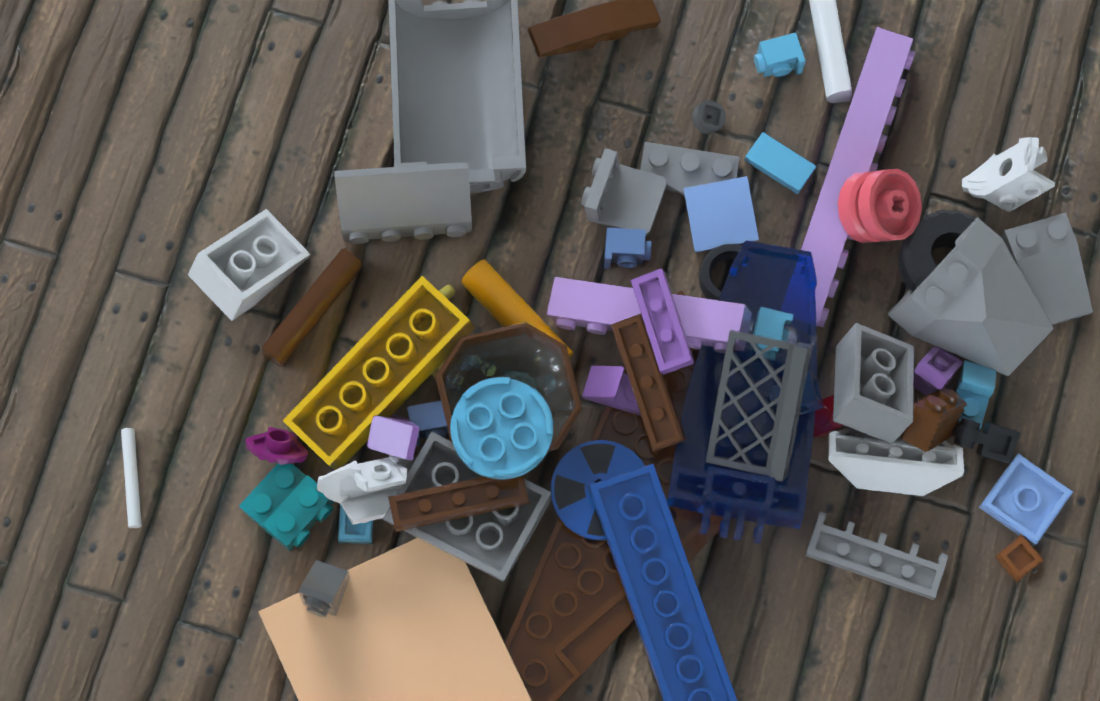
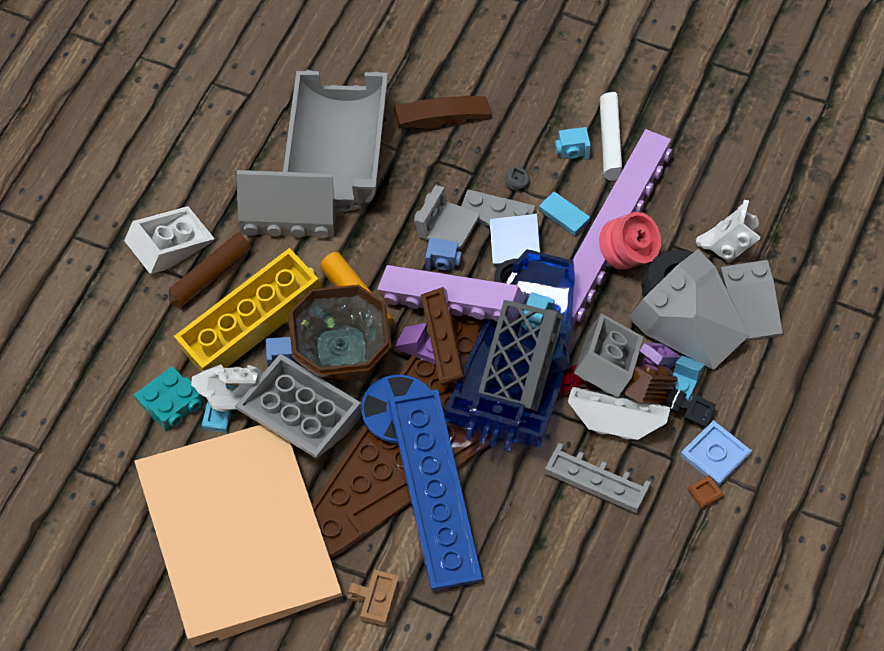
camera: 10 degrees right, 15 degrees down
(131, 478) = (59, 370): white bar -> none
(277, 446) = (168, 356): magenta animal -> none
(324, 589) = (183, 446): dark grey slope -> none
(393, 436) = (251, 352): slope -> none
(456, 501) = (291, 398): reddish brown tile -> none
(501, 428) = (329, 349): medium azure tile -> none
(662, 321) = (457, 293): medium lavender plate -> none

